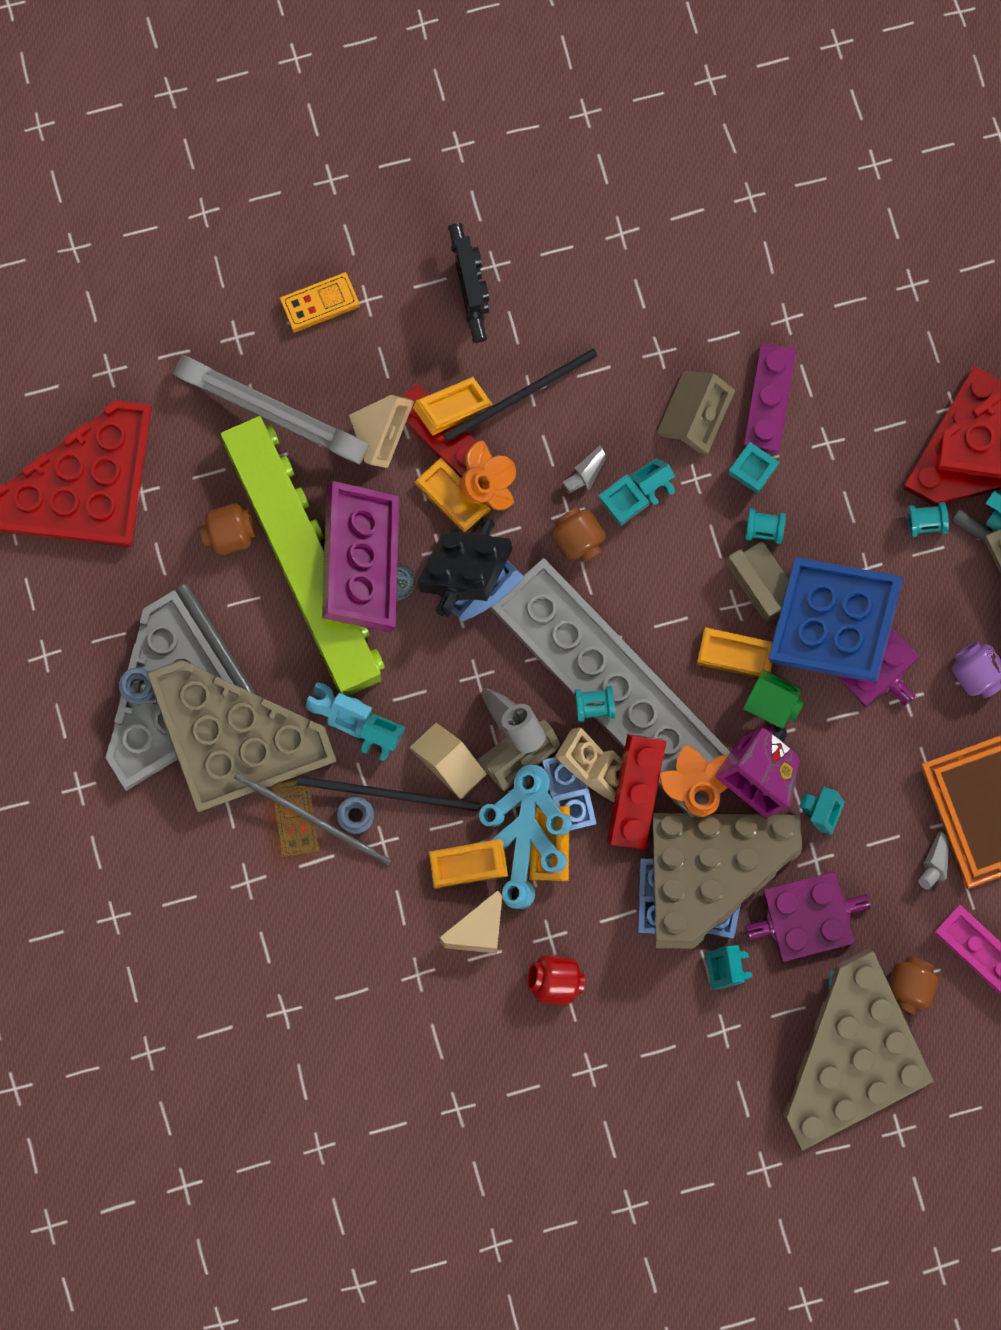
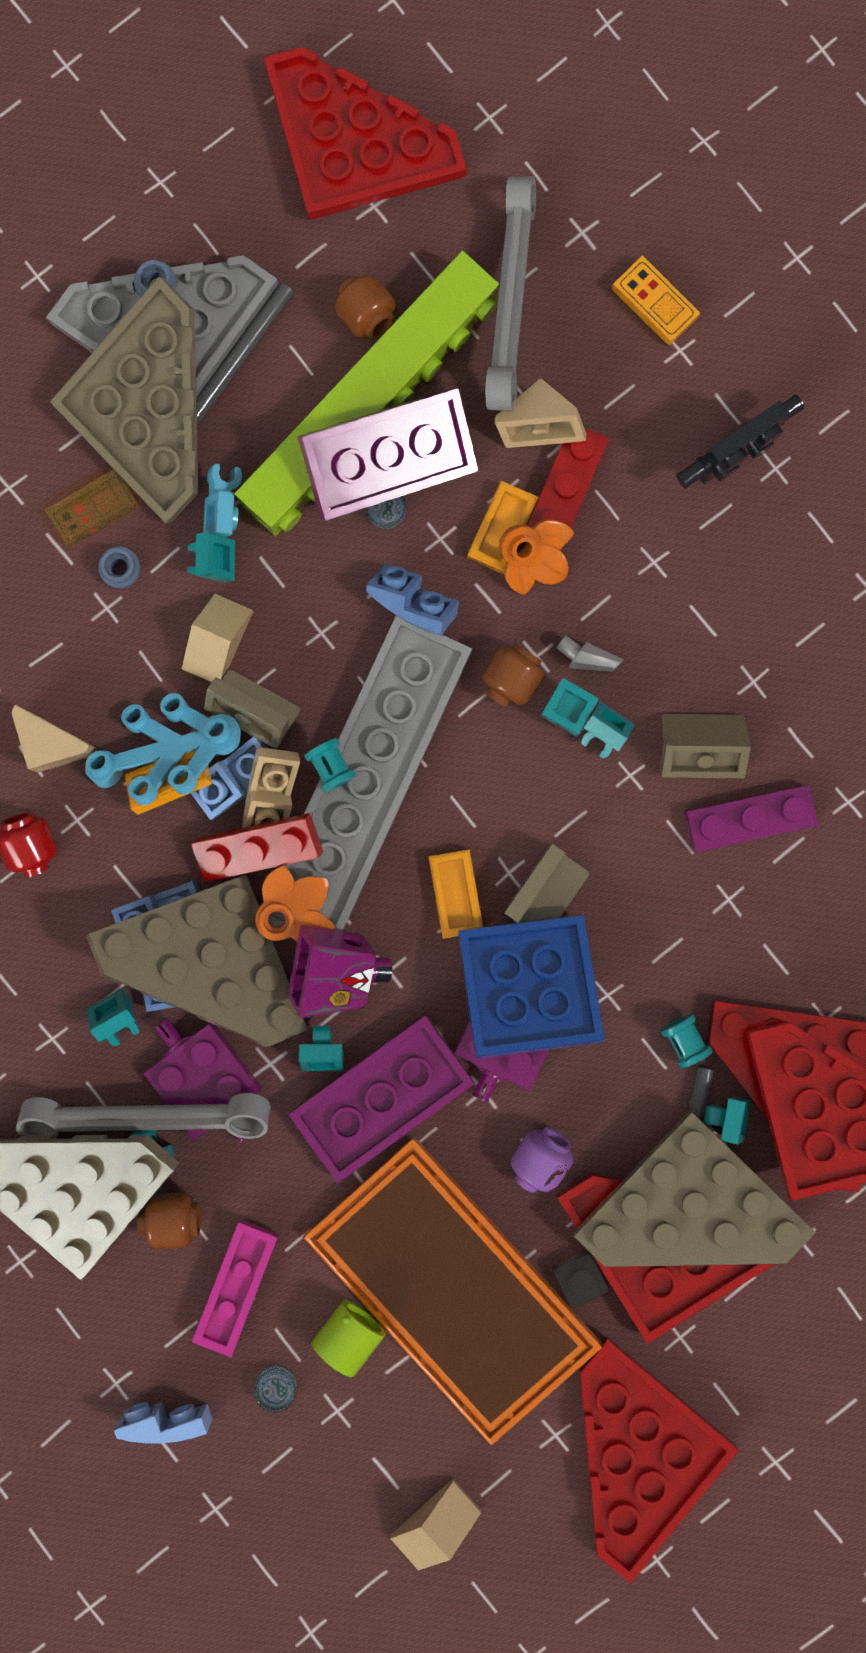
camera: 70 degrees right, 10 degrees up
(313, 819) = (94, 521): dark grey piece -> none
(388, 793) = (154, 590): black axle -> none
(452, 405) = (598, 484): light orange tile -> none
(465, 566) = (425, 568): black plate -> none
(468, 864) = (112, 704): light orange tile -> none
(515, 721) = (273, 689): light grey piece -> none
(521, 394) = (641, 551): black axle -> none
(753, 468) = (664, 831): teal tile -> none
(765, 526) = (606, 869): teal bush -> none
(774, 699) = (417, 954): green brick -> none
(793, 1046) = (243, 1117): none -> light grey piece
(879, 778) = (381, 1098): none -> magenta plate
(936, 862) = (316, 1193): light grey bar -> none

